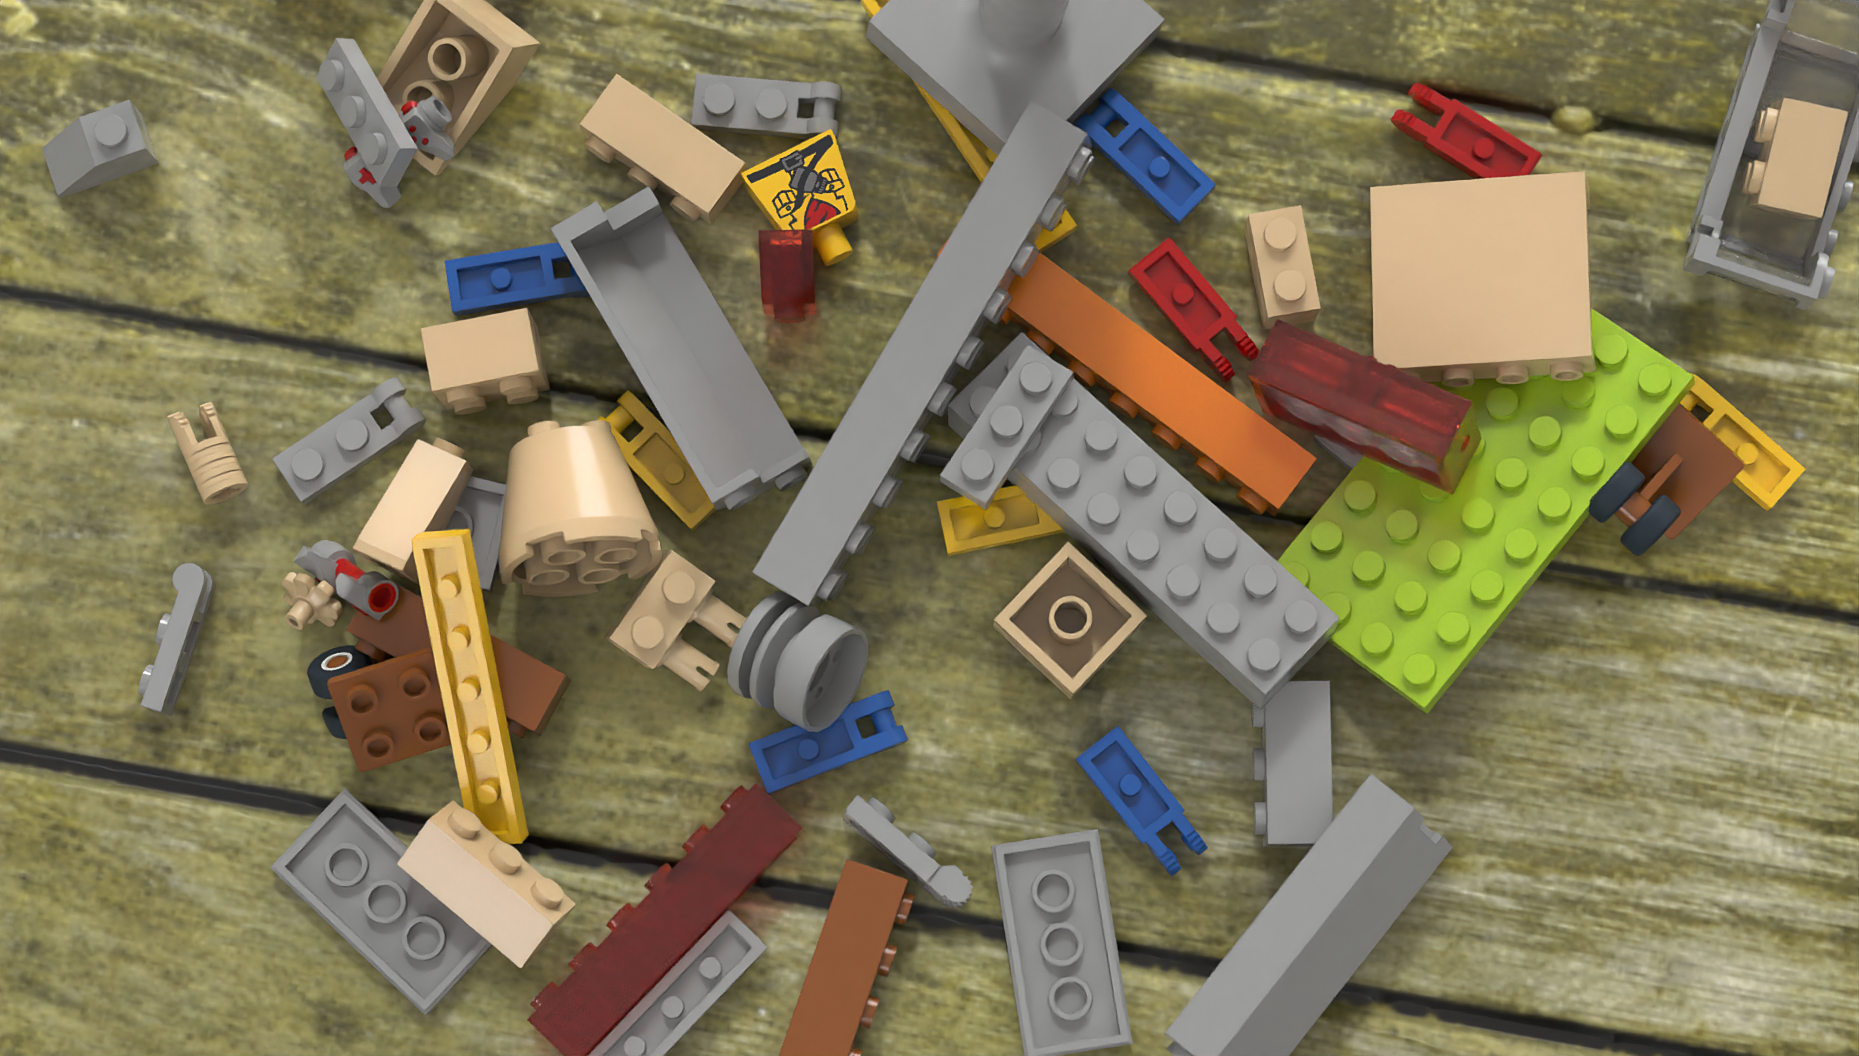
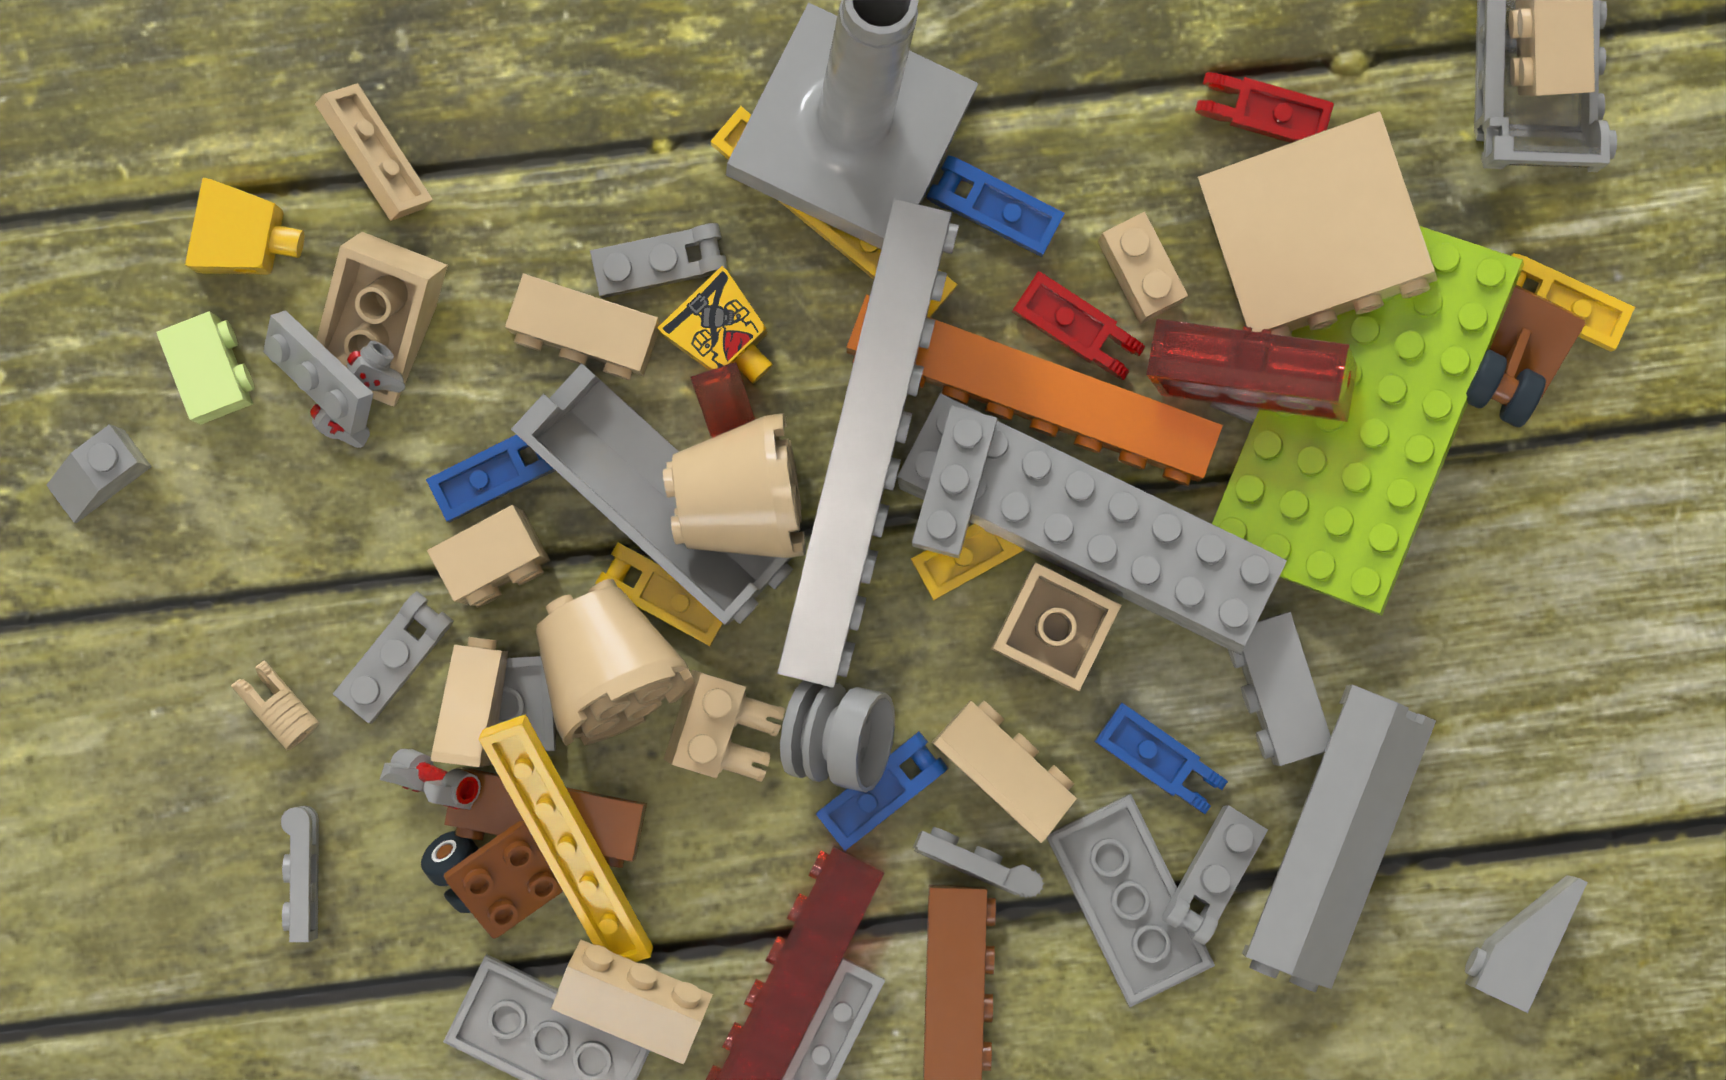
camera: 20 degrees left, 5 degrees up
(251, 74) = (206, 367): none -> yellowish green brick
(310, 601) = (404, 807): tan plant -> none
(772, 370) = (738, 492): none -> tan cone
(968, 756) = (1006, 769): none -> tan slope
(1163, 941) = (1215, 873): none -> light grey plate

